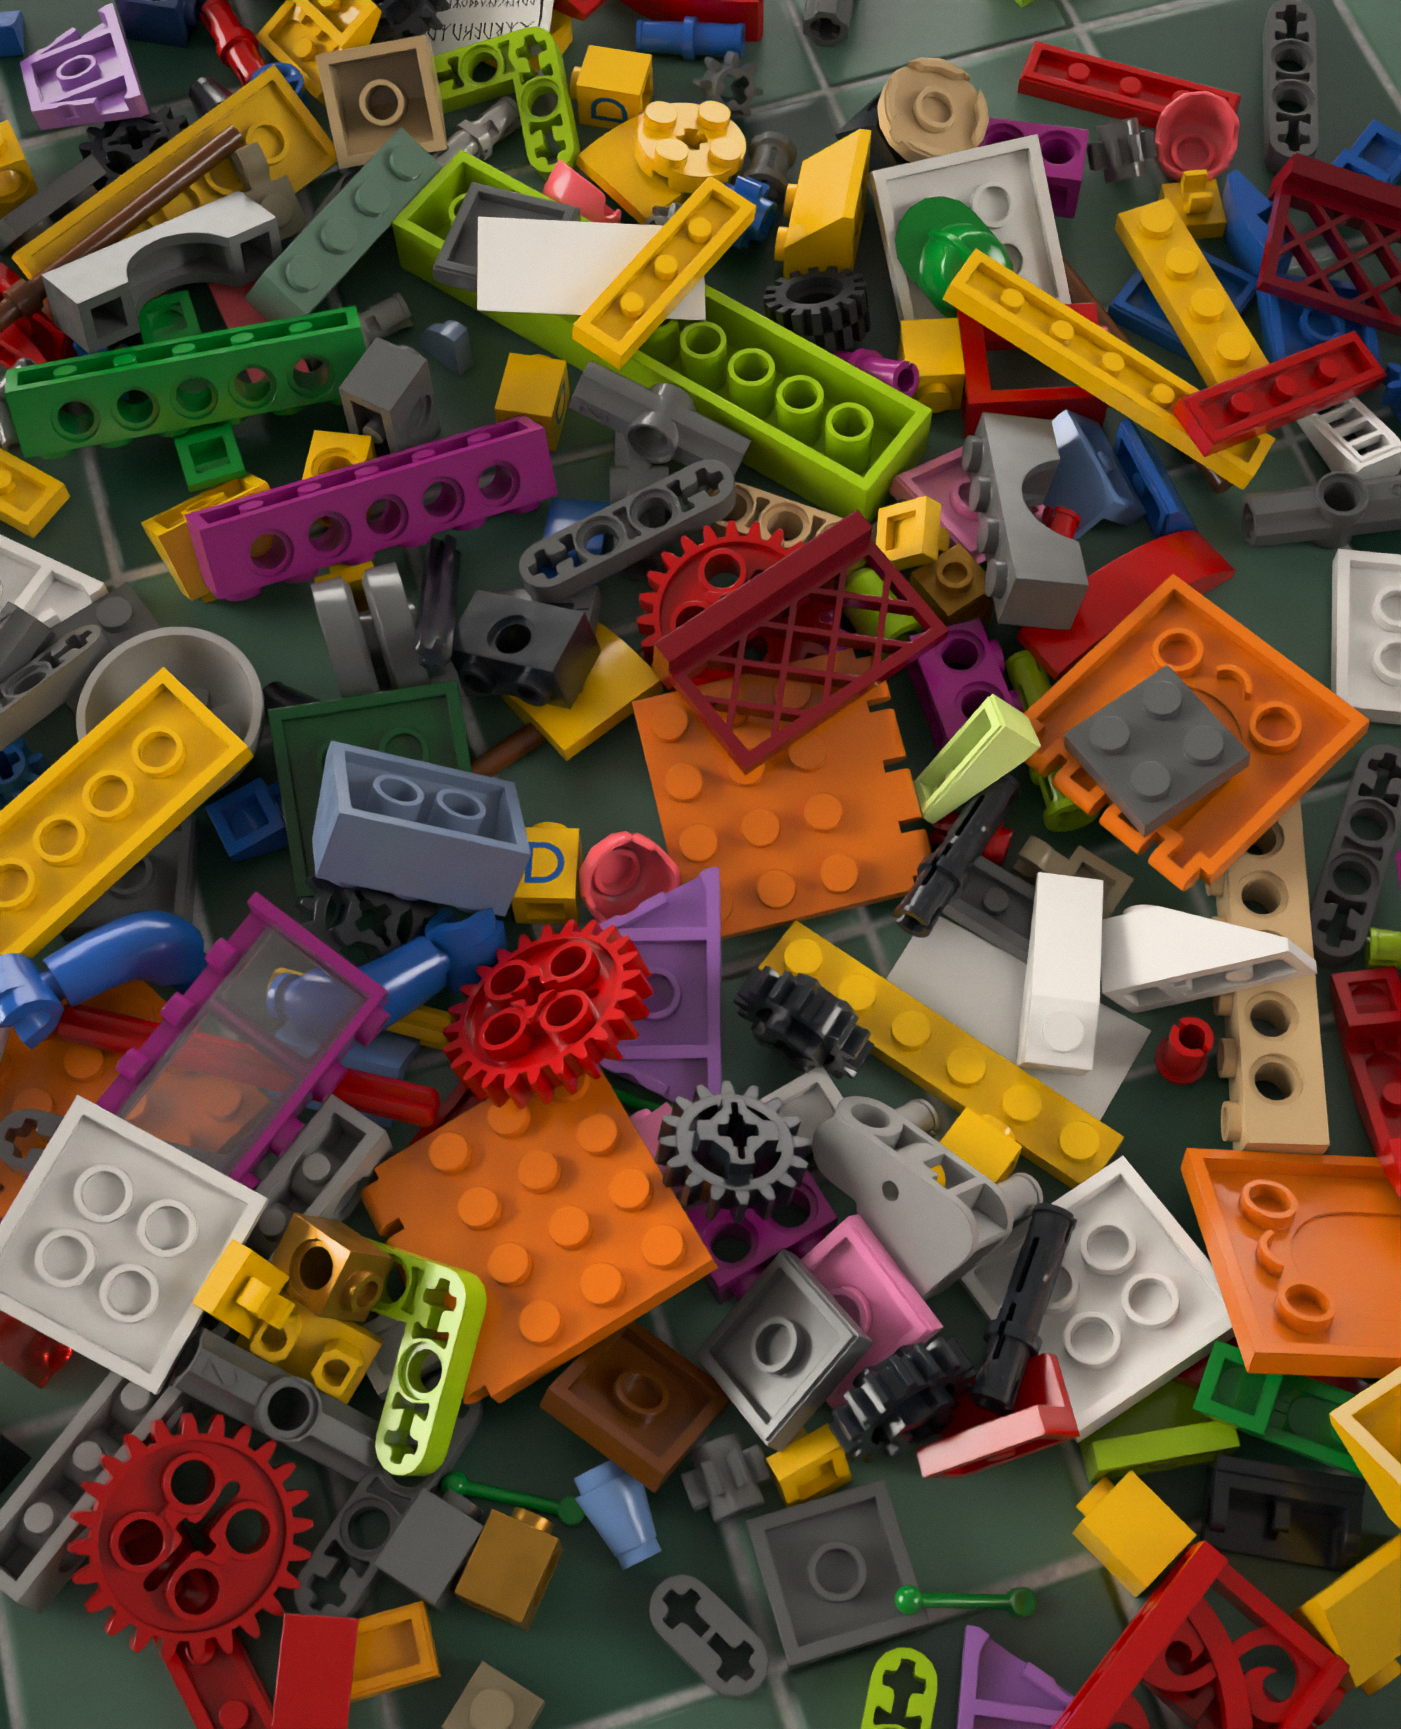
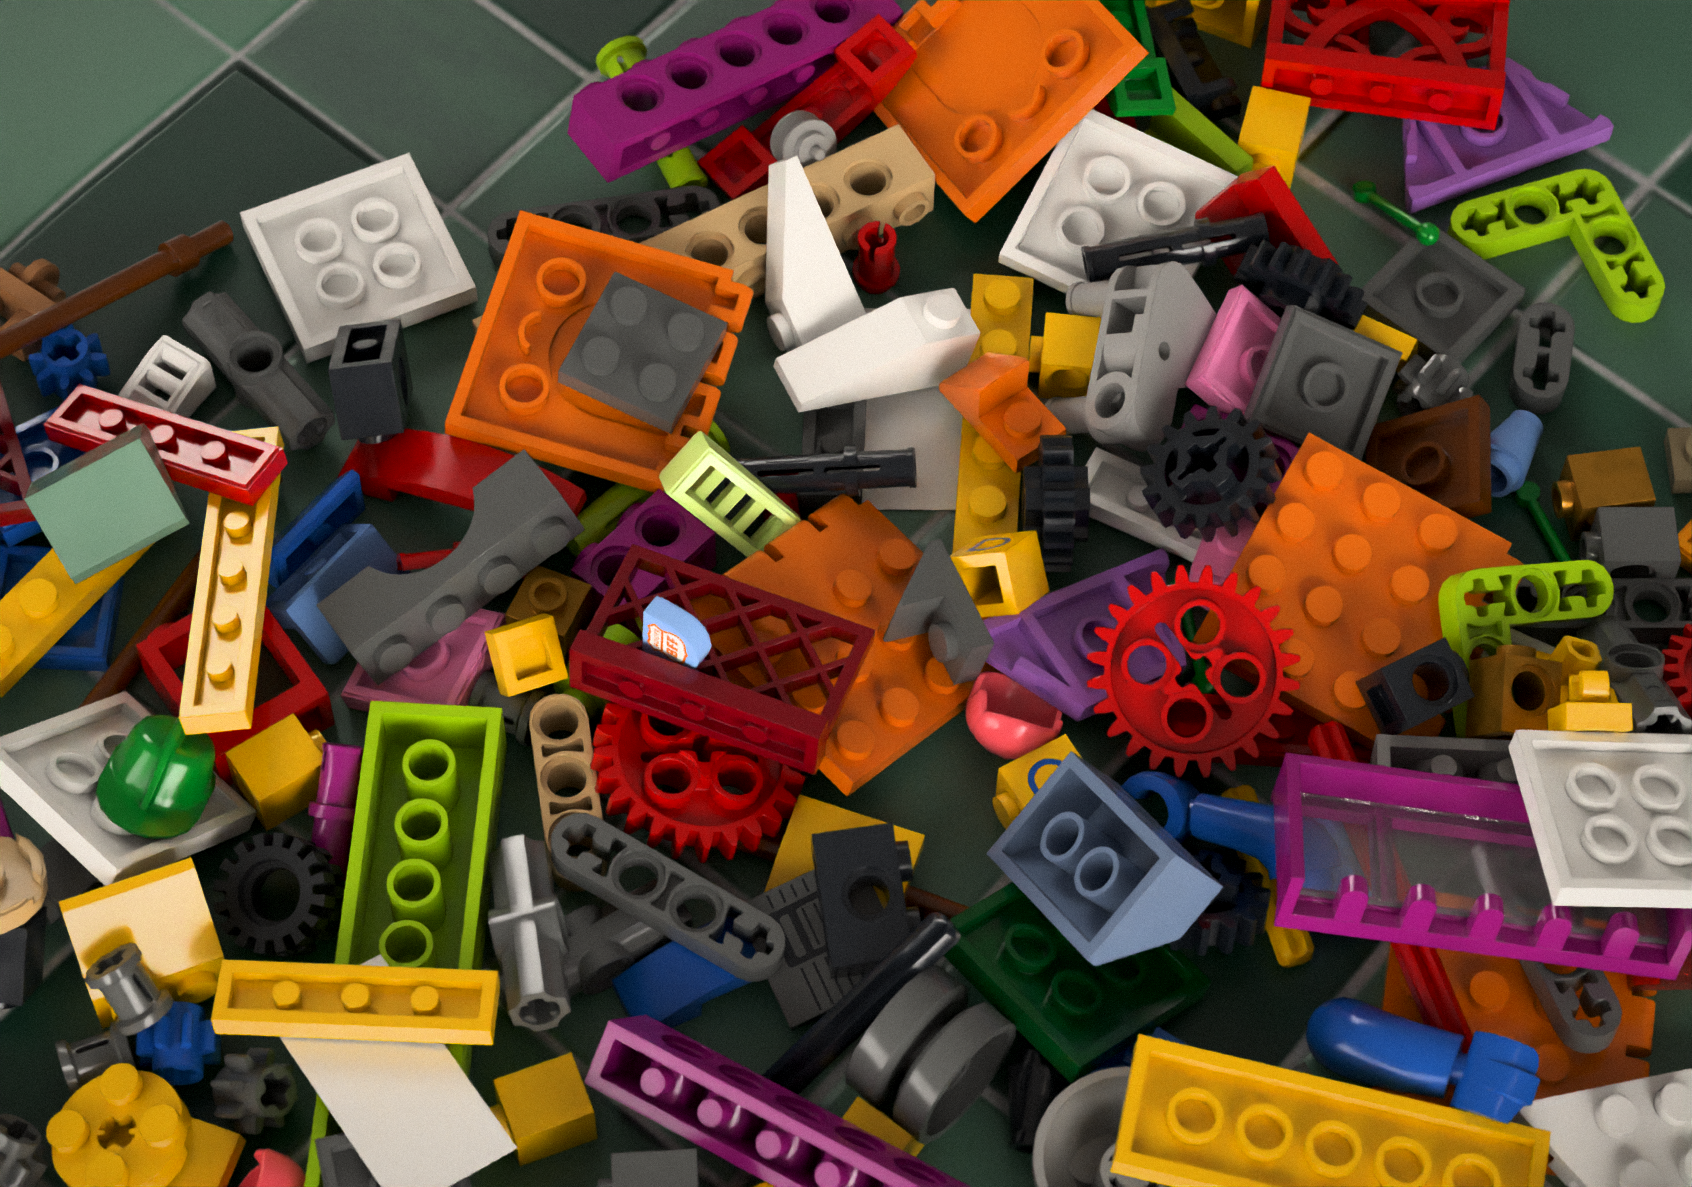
camera: 125 degrees left, 5 degrees down
(379, 1174) = (1392, 694): none -> black brick
(755, 923) = (1002, 572): none -> yellow brick
(760, 852) = (943, 608): none -> dark grey slope
(785, 167) = (129, 989): none -> dark grey bush
(817, 583) = (674, 634): none -> light blue tile
(941, 1051) = (1001, 407): none -> orange slope
(1041, 857) = (768, 404): dark tan plate -> none
(1237, 312) = (107, 504): none -> sand green slope
(1264, 559) = (371, 381): none -> black brick
(1356, 1052) = (802, 136): none -> light grey wheel

